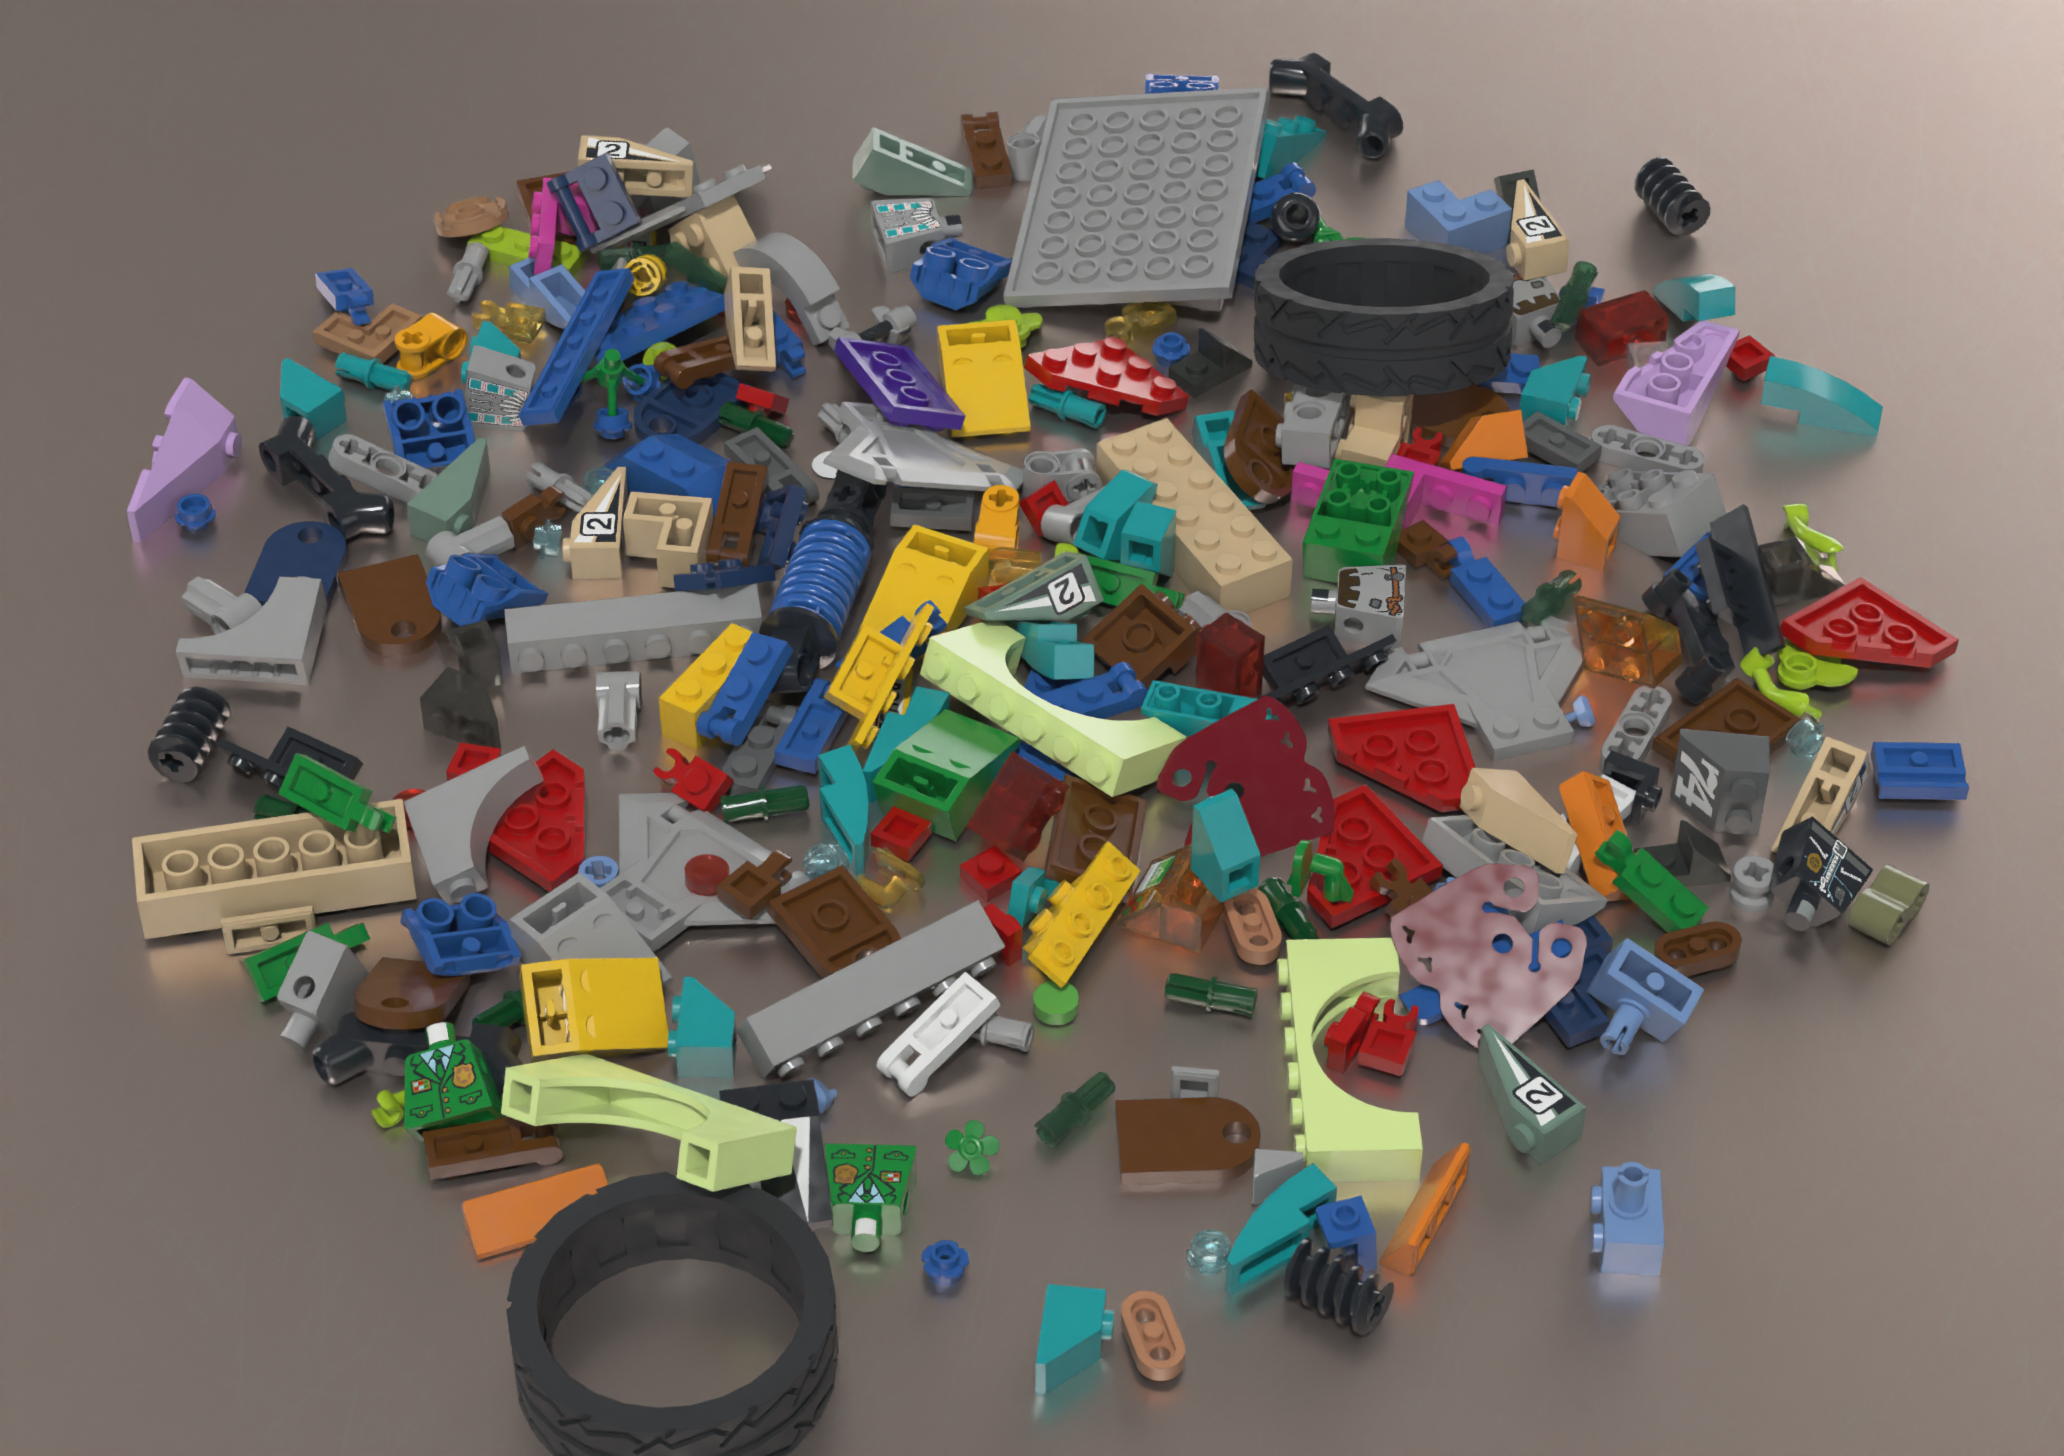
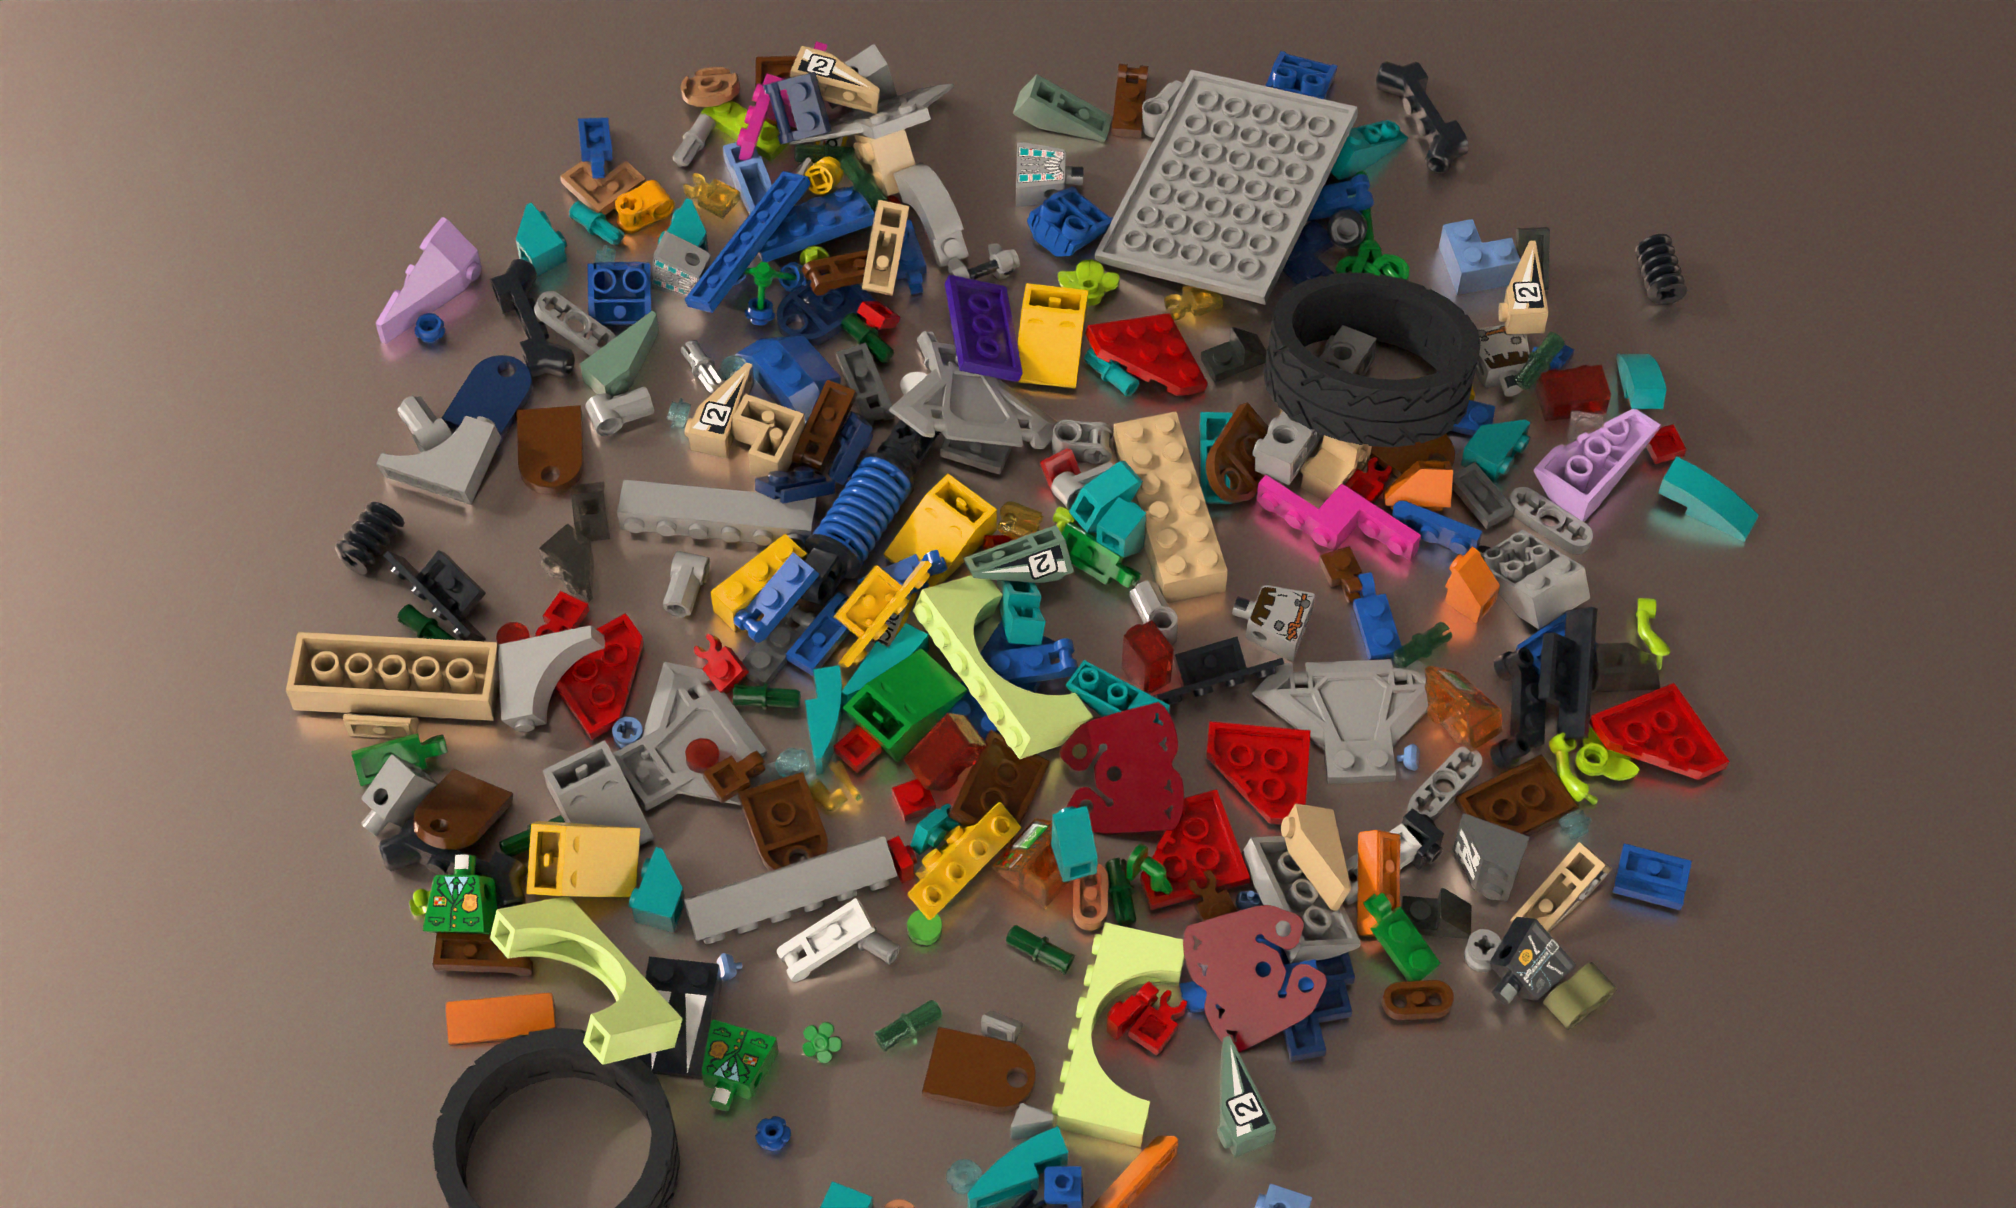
camera: 15 degrees right, 15 degrees up
(332, 796) = (444, 635): green plate -> none
(461, 936) = (509, 770): blue slope -> none
(479, 588) = (616, 451): blue slope -> none
(531, 512) = (673, 389): reddish brown plate -> none
(998, 518) = (1019, 477): light orange piece -> none
(1145, 635) = (1094, 612): reddish brown plate -> none
(1170, 349) = (1209, 339): blue plate -> none
(1356, 519) = (1292, 541): green slope -> none
(1643, 995) = (1354, 1038): medium blue brick -> none

